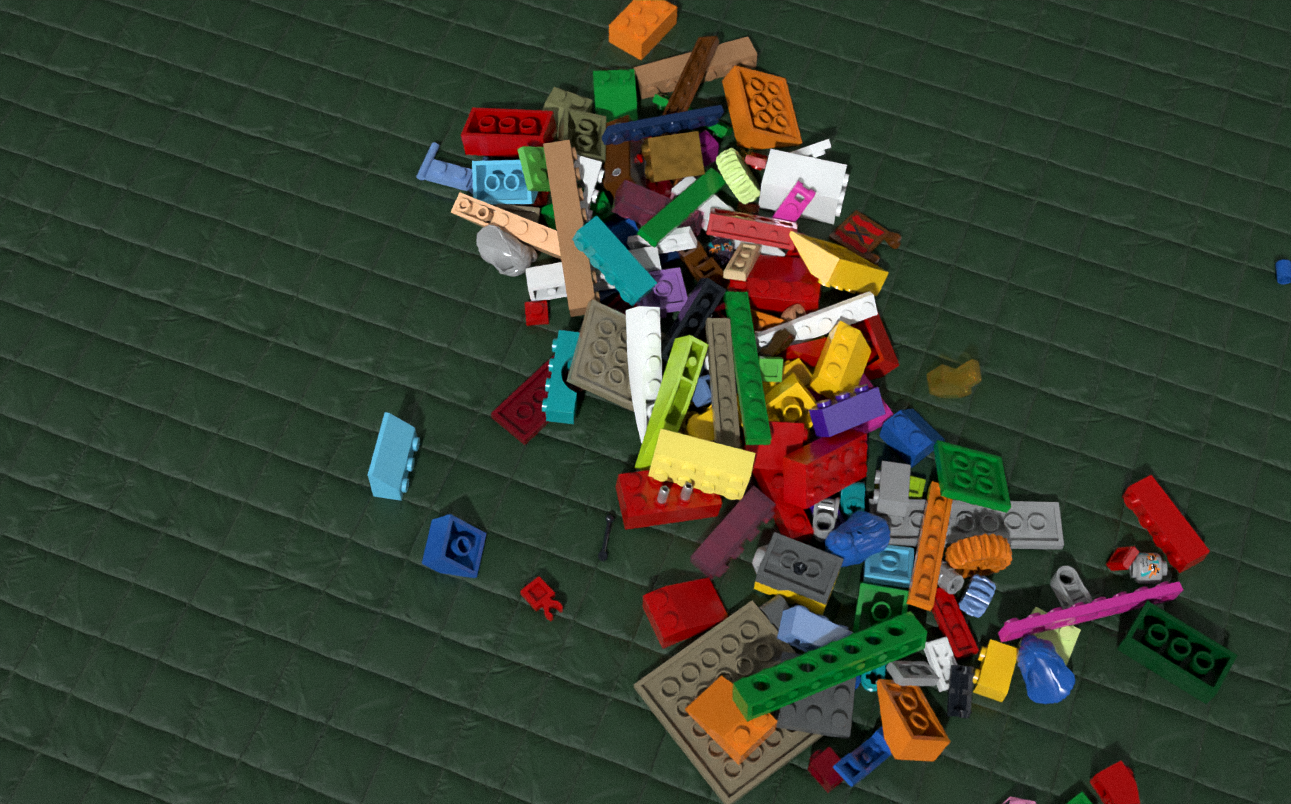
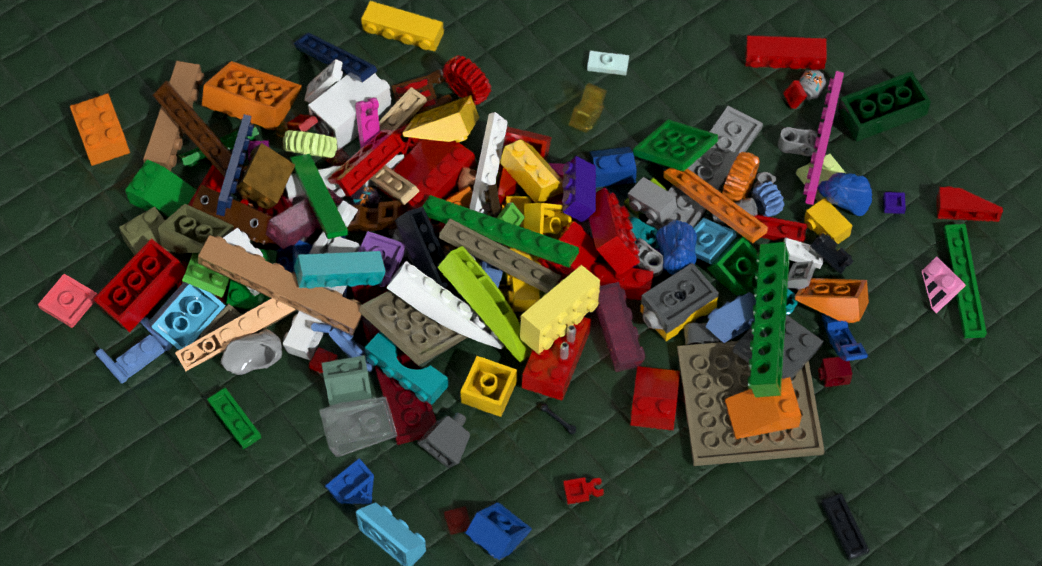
camera: 55 degrees left, 0 degrees up
(429, 404) = (353, 485): none -> blue slope
(434, 276) = (234, 418): none -> green plate
(445, 505) = (457, 520): none -> clear red plate
(465, 94) = (68, 300): none -> coral plate
(485, 371) = (357, 424): none -> clear slope
(517, 338) = (346, 380): none -> sand green panel
(517, 451) = (446, 439): none -> dark grey torso
(560, 320) = (344, 341): none -> medium blue plate
(594, 456) = (489, 386): none -> yellow brick
(830, 230) = (403, 110): none -> tan plate
(841, 144) = (327, 53): none -> dark blue tile
(903, 261) = (466, 79): none -> red gear
(922, 182) = (402, 26): none -> yellow brick
(1004, 580) = (764, 177): none -> light grey plate
(1023, 371) = (608, 63): none -> light aqua plate
(1073, 726) = (894, 202): none -> dark purple tile

